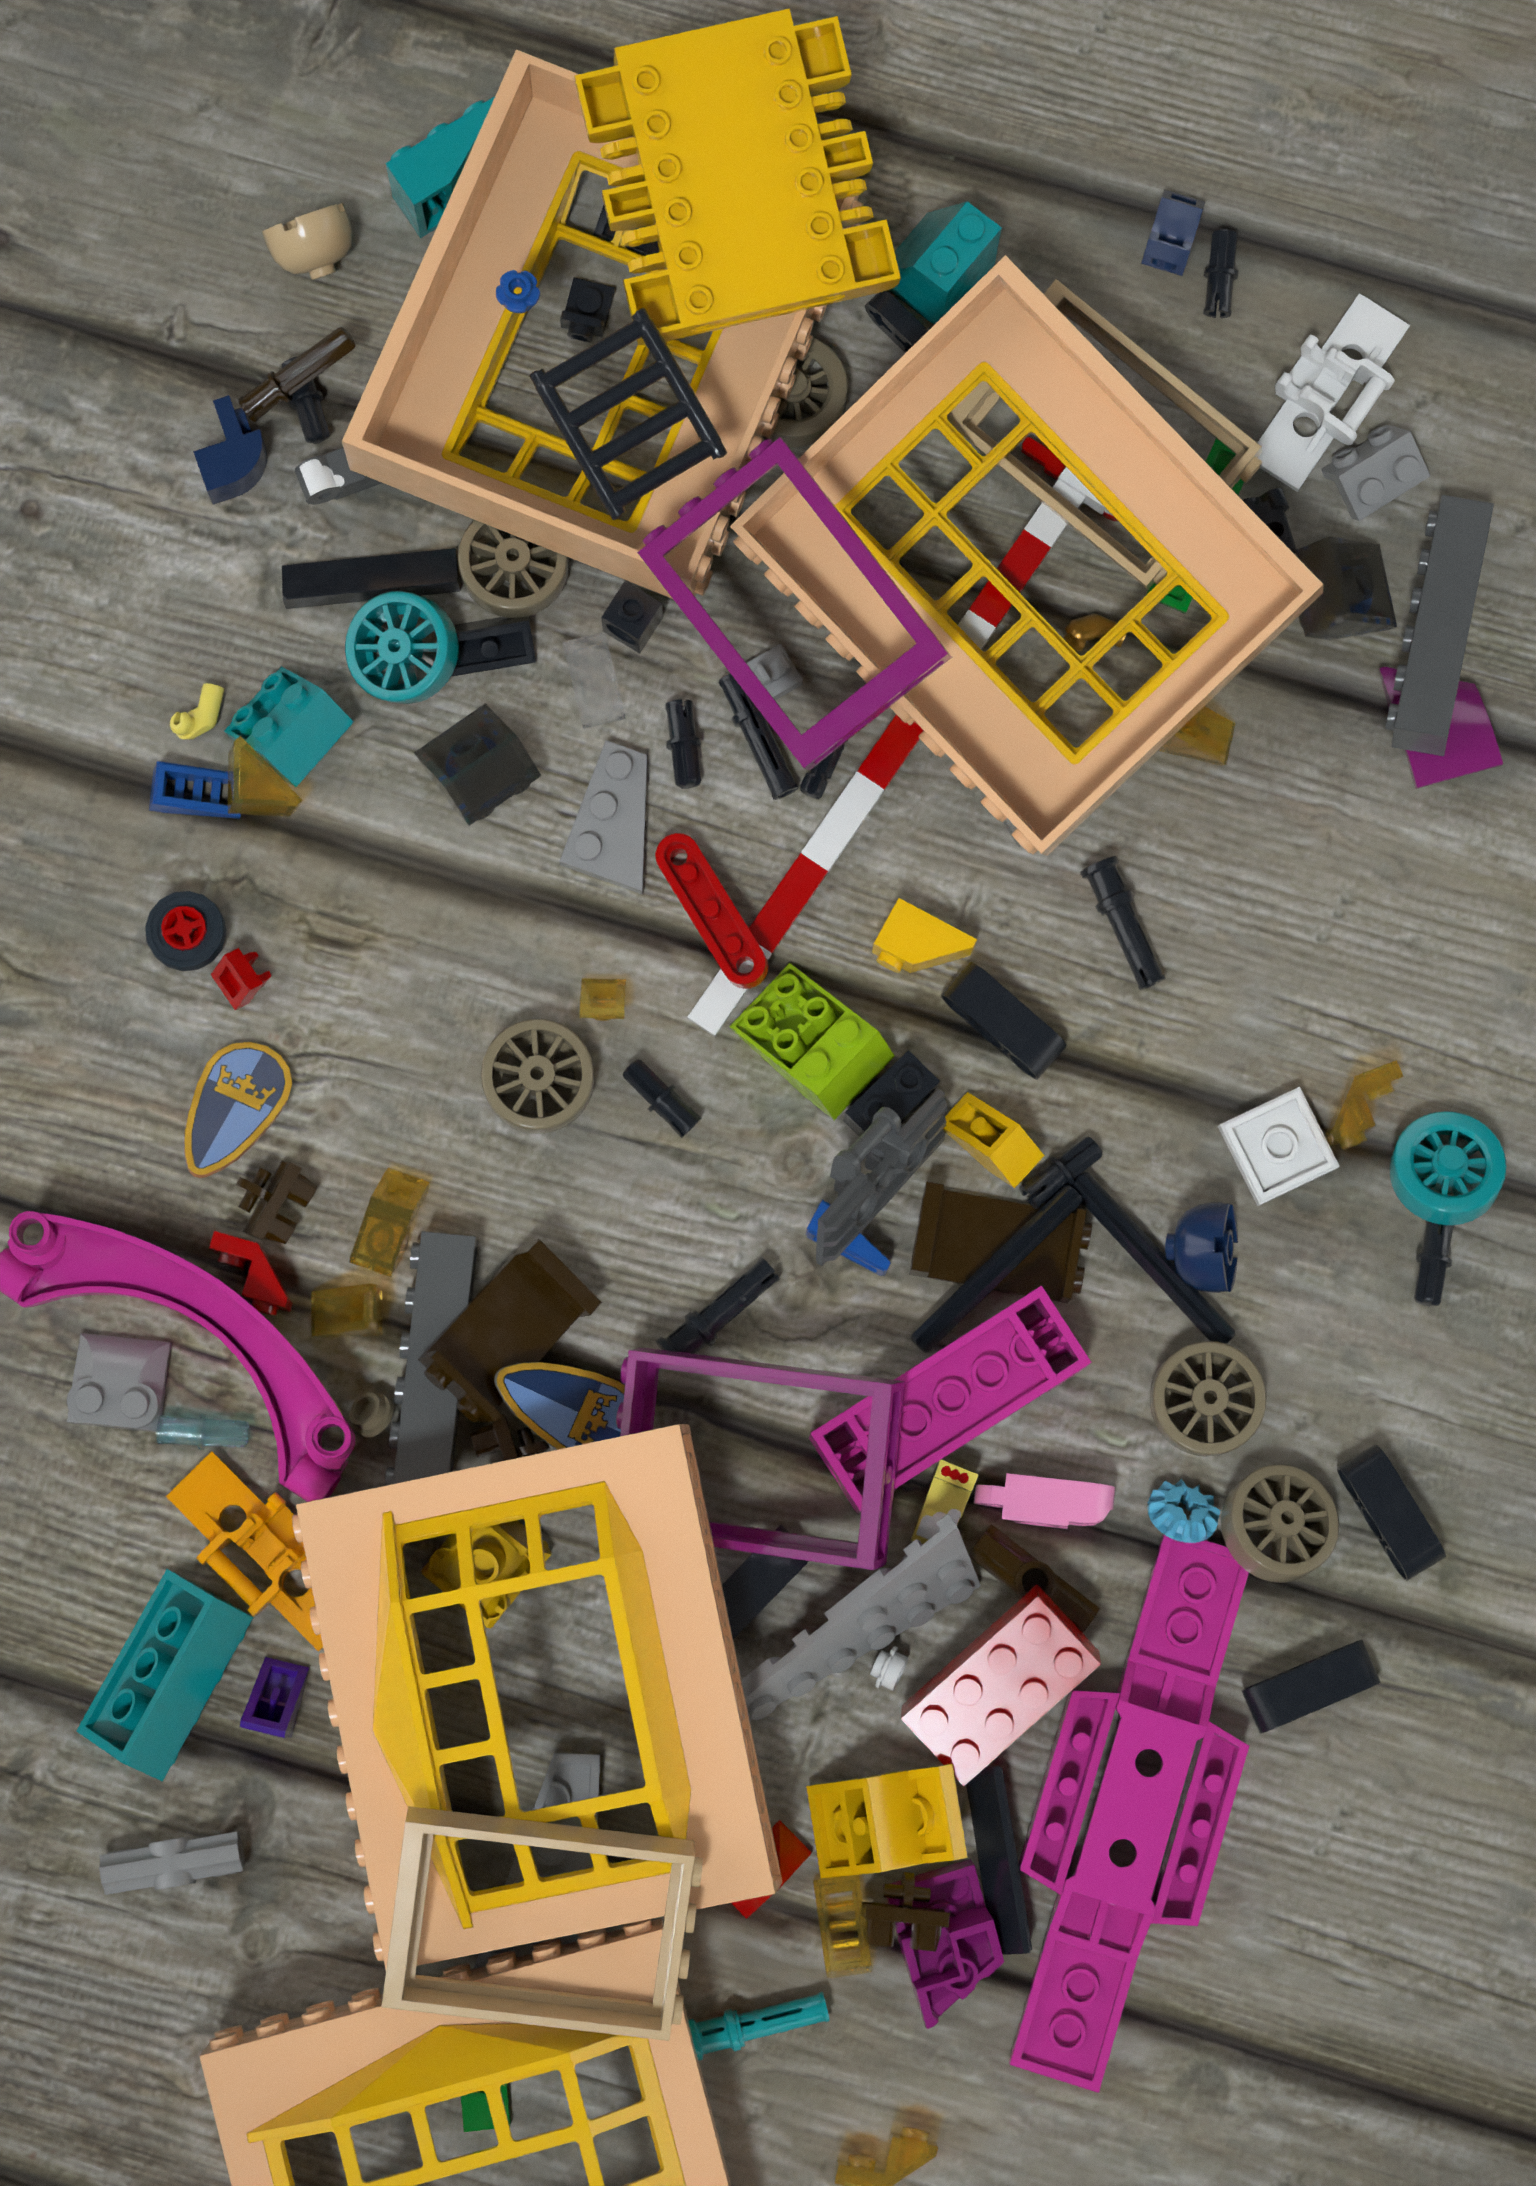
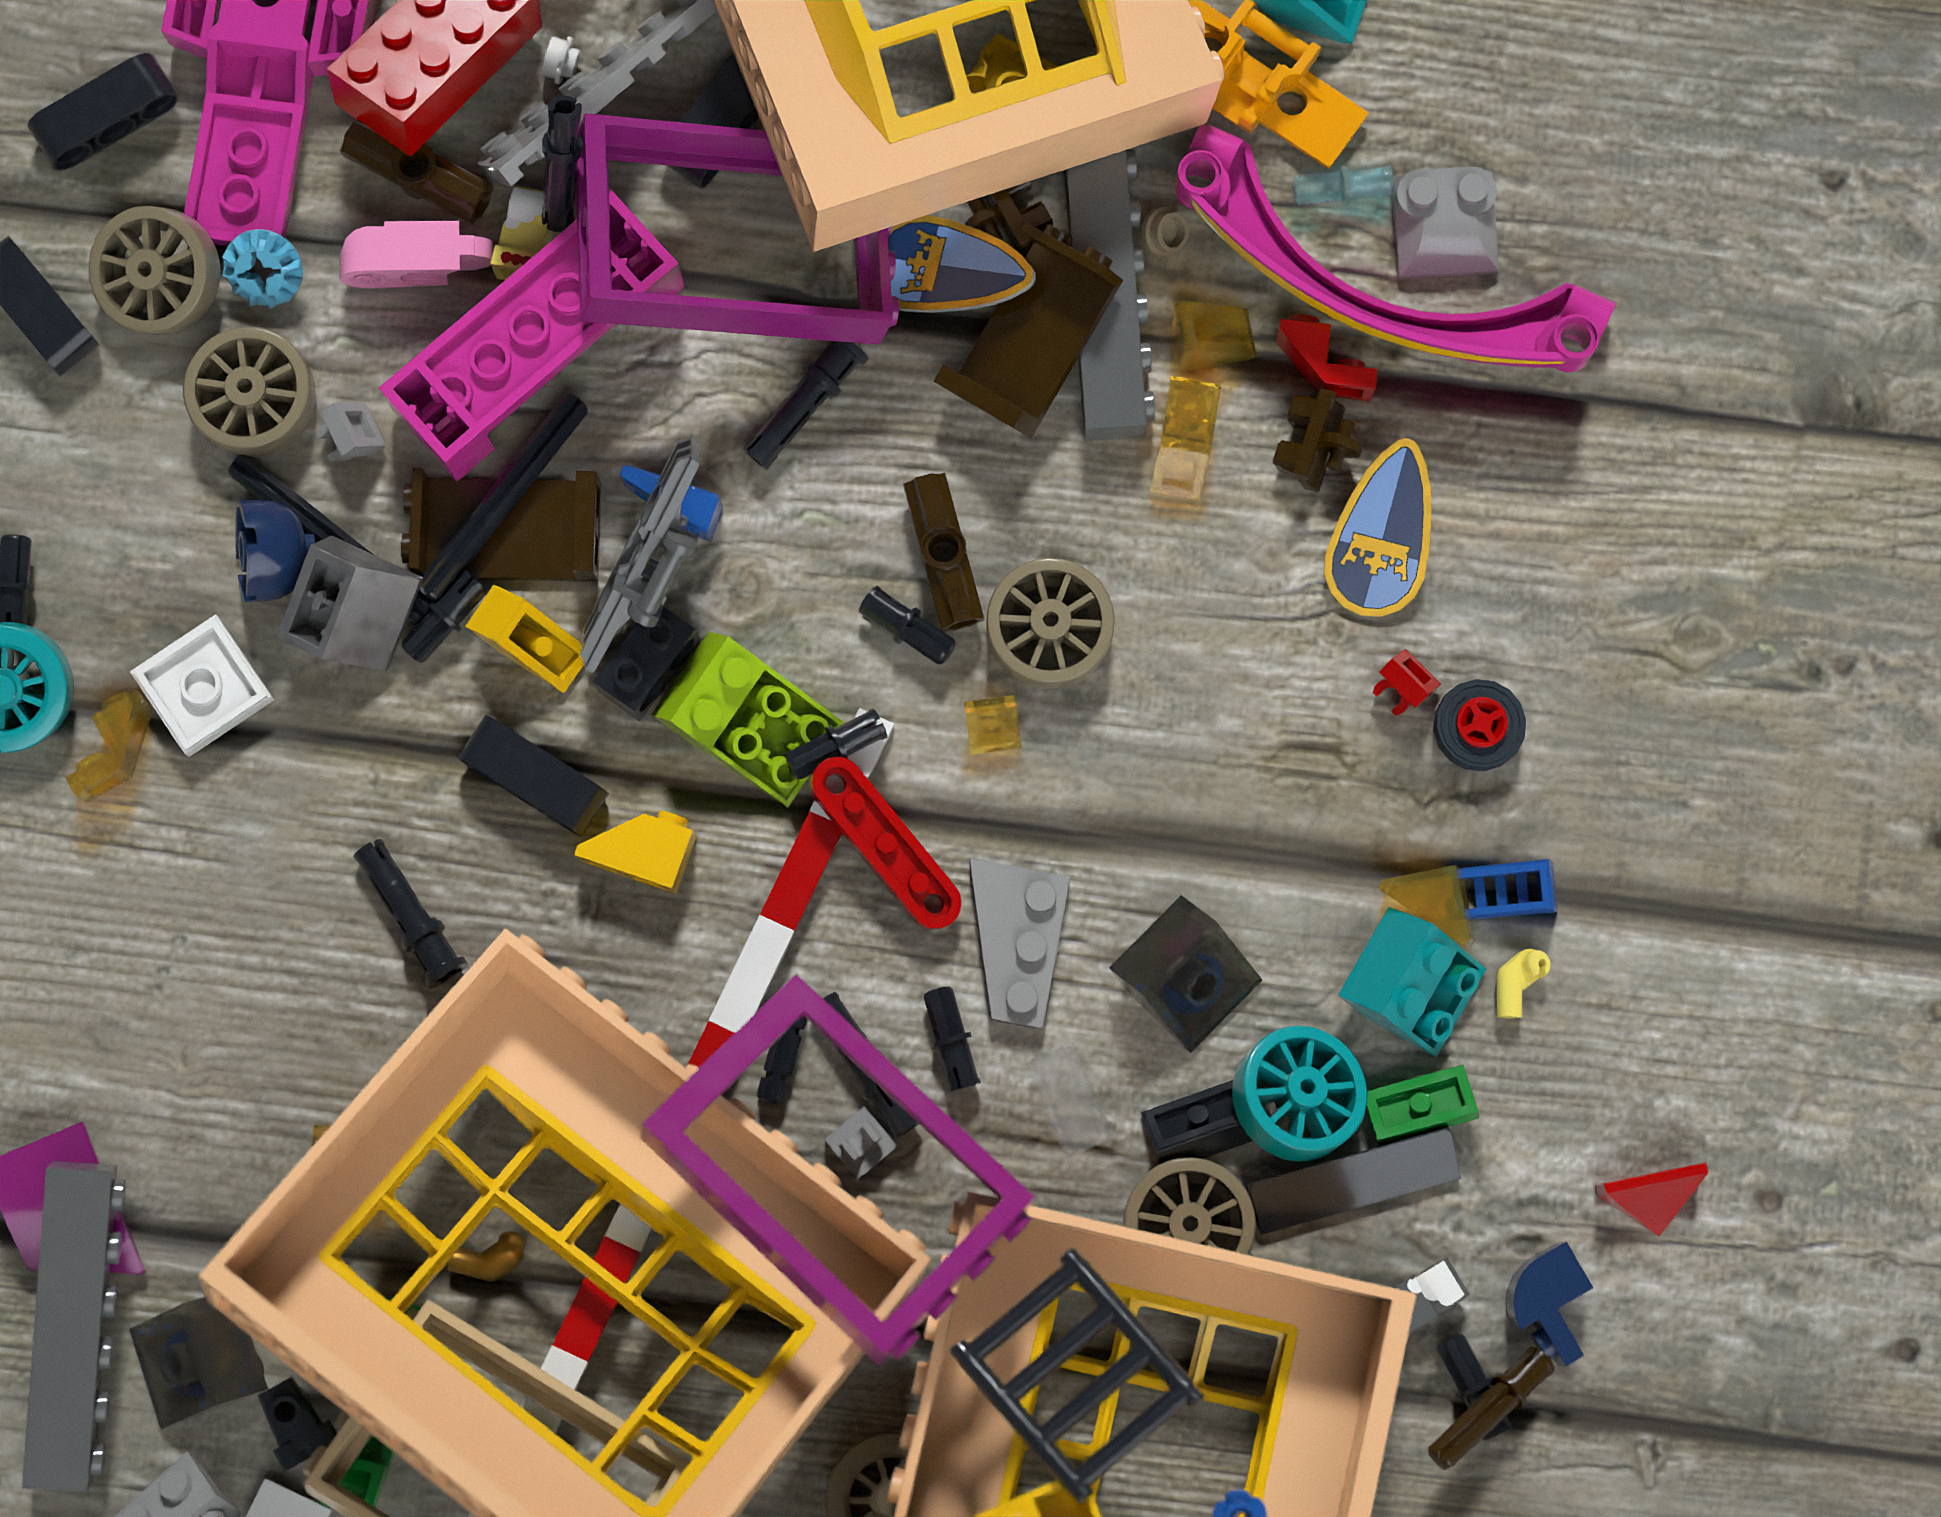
camera: 175 degrees right, 0 degrees up
(125, 525) = (1653, 1197): none -> red slope
(302, 625) = (1421, 1105): none -> green plate
(619, 1183) = (950, 581): none -> dark brown piece
(632, 617) = (1040, 1174): black brick -> none
(740, 1000) = (835, 743): none -> black axle
(899, 1539) = (562, 149): none -> black pin
(1121, 1349) = (351, 429): none -> light grey tile
(1142, 1186) = (349, 605): none -> flat silver slope

